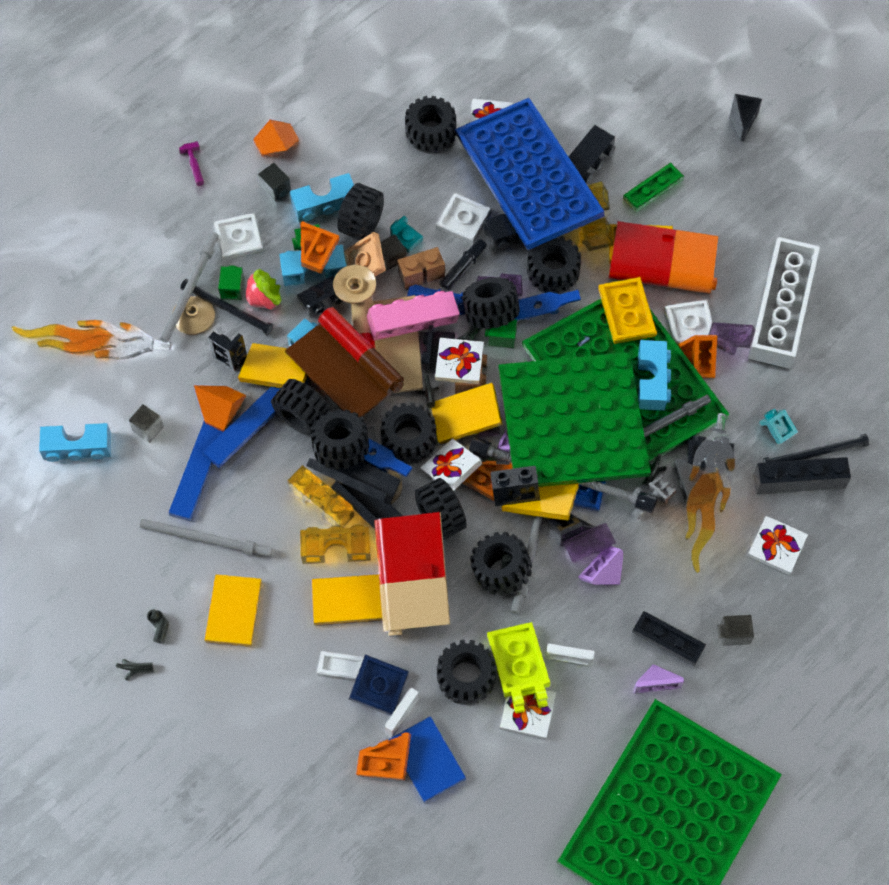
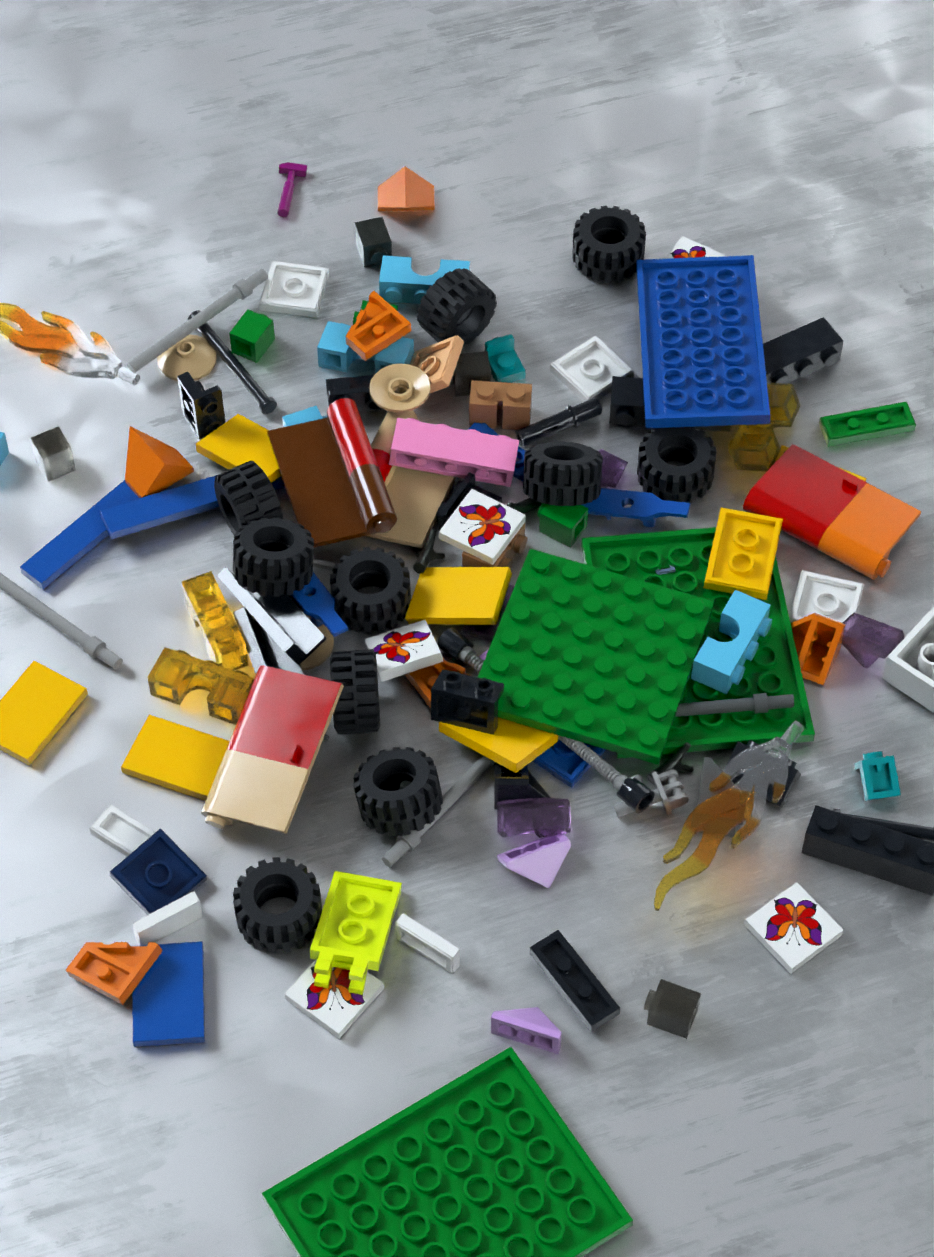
camera: 25 degrees right, 10 degrees down
(262, 290) = (285, 357): hair -> none

